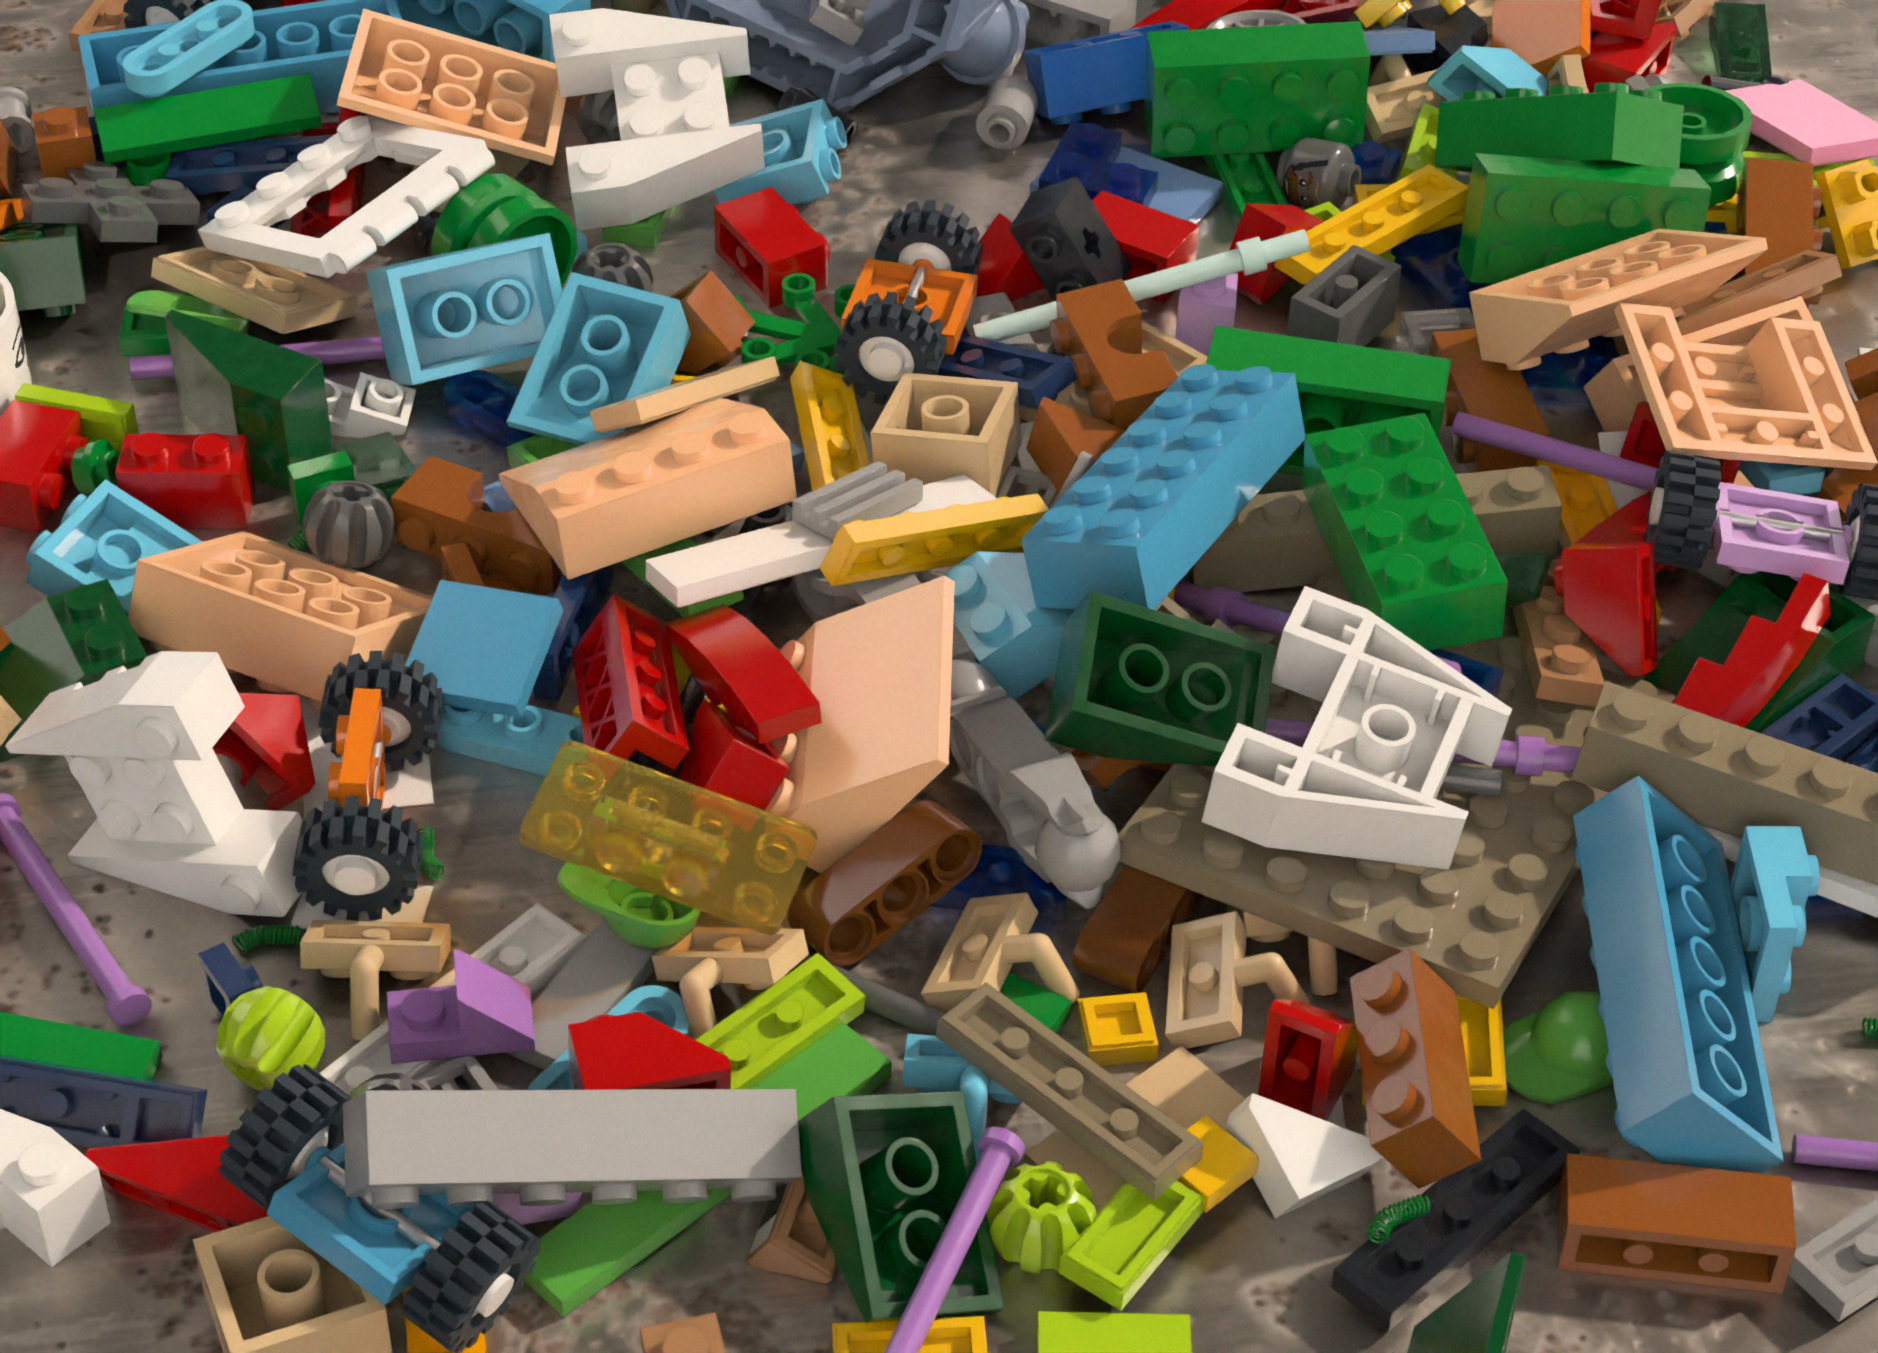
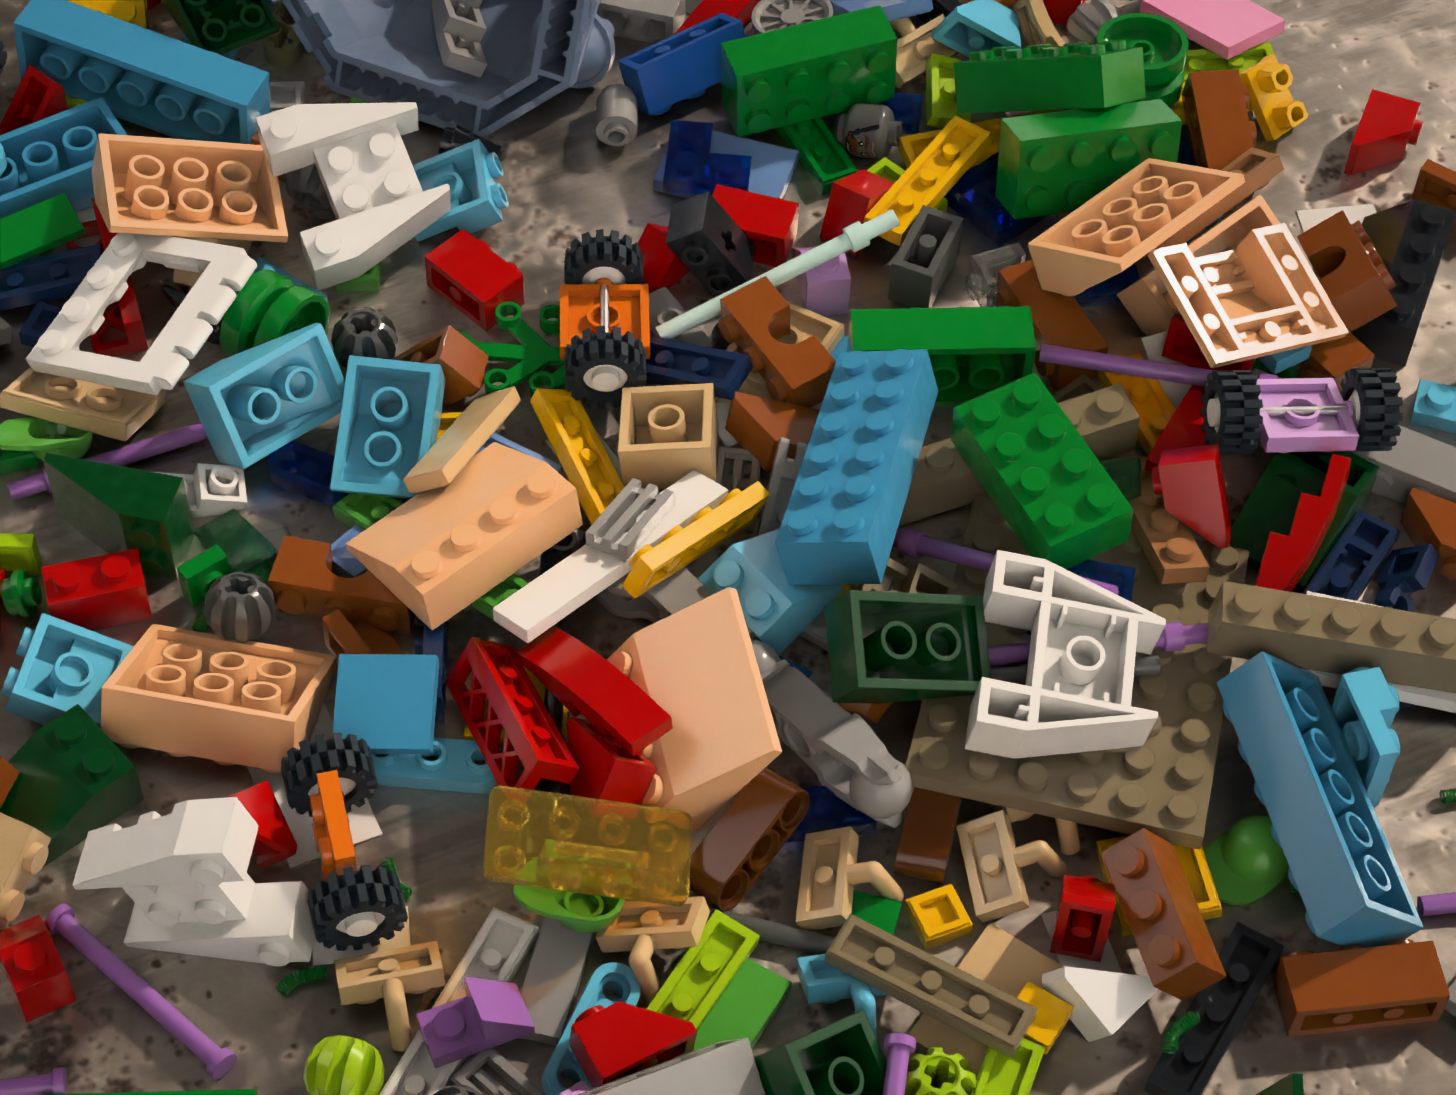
camera: 15 degrees left, 10 degrees up
(225, 978) = (294, 1032): dark blue plate -> none

